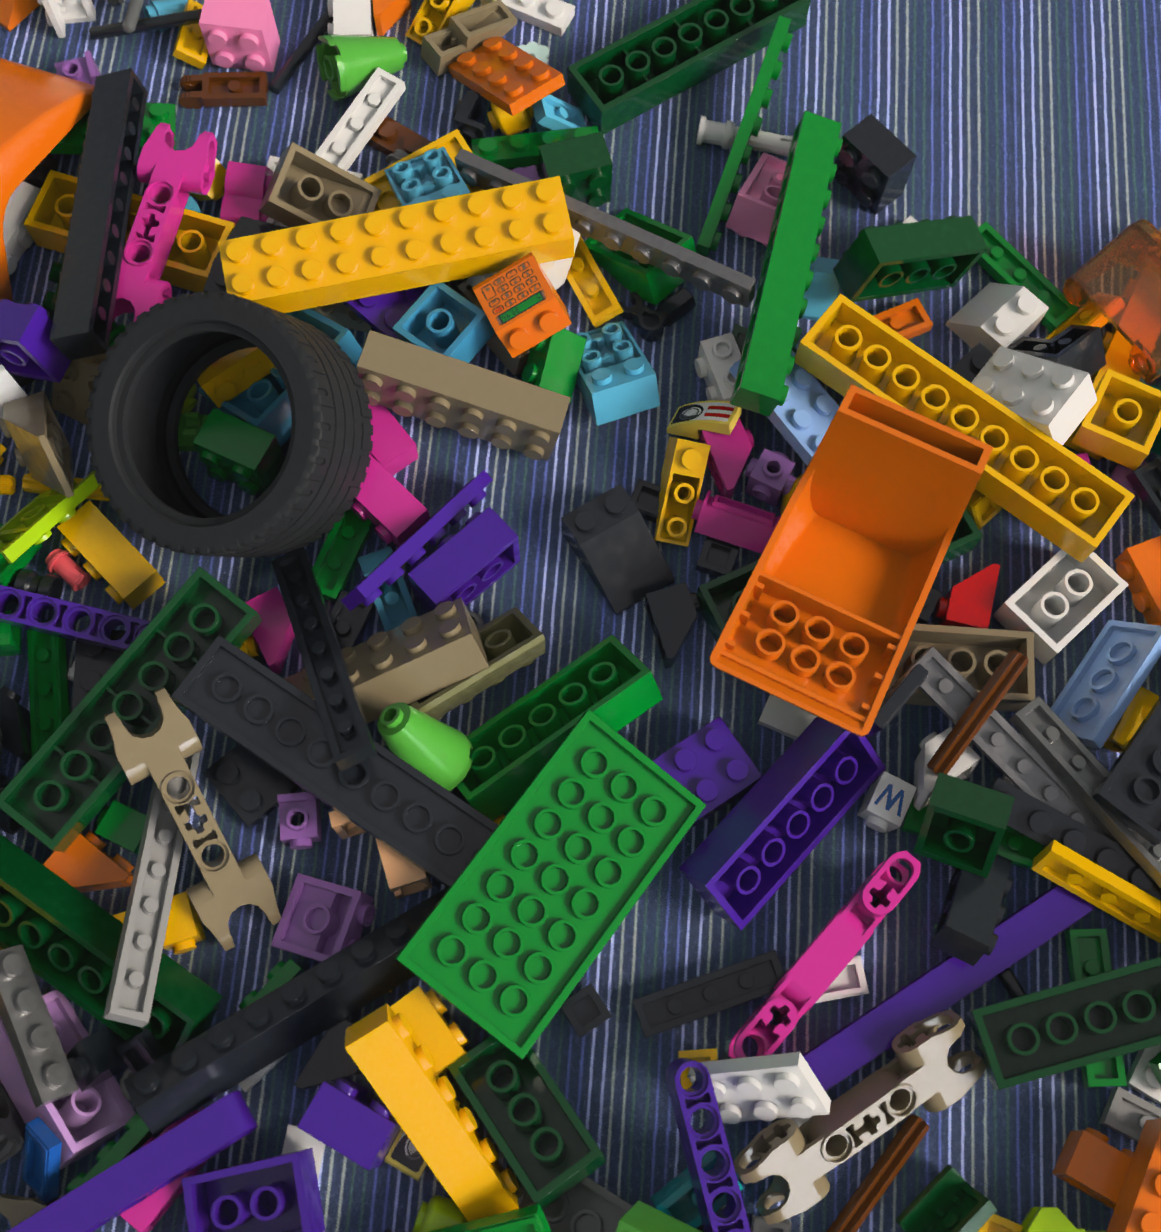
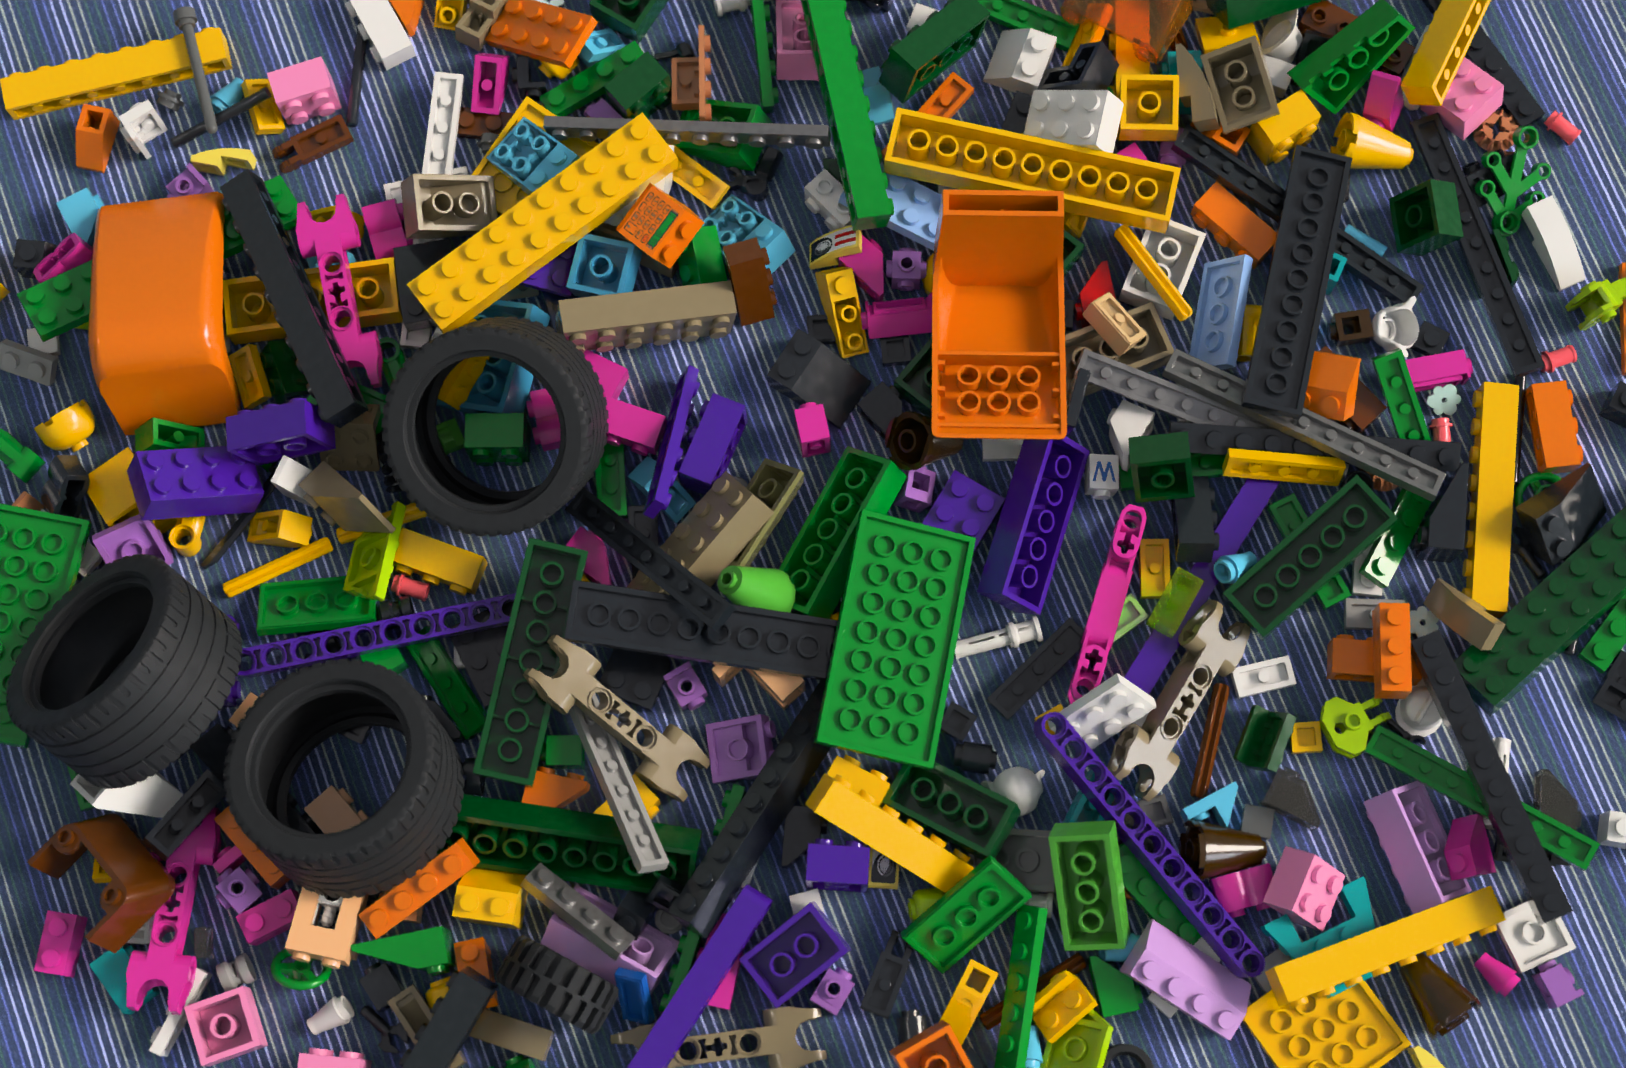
camera: 20 degrees left, 5 degrees up
(32, 276) = (250, 376): none -> yellow plate
(116, 59) = (217, 160): none -> light yellow slope
(352, 60) = (411, 72): bright green cone -> none
(429, 103) = (489, 82): none -> dark pink slope
(582, 599) = (812, 429): none -> dark pink brick
(585, 1064) = (974, 757): none -> black brick
(592, 409) = (750, 281): none -> reddish brown brick
(617, 1128) = (1018, 786): none -> white hair
(636, 184) = (690, 82): none -> nougat bracket
(642, 160) = (682, 50): none -> black hand
(667, 729) = (917, 490): none -> medium lavender brick
(686, 669) = (914, 444): none -> dark brown cone
(697, 938) = (1011, 635): none -> white pin
(900, 940) = (1153, 567): none -> yellow plate
(908, 994) = (1174, 602): none -> clear neon green brick
(975, 1135) = (1263, 677): none -> white plate
(977, 635) = (1113, 324): none -> tan slope
(977, 713) = (1137, 382): reddish brown axle -> none
(998, 984) = (1232, 567): none -> medium azure cone
(1049, 600) = (1153, 272): none -> yellow axle

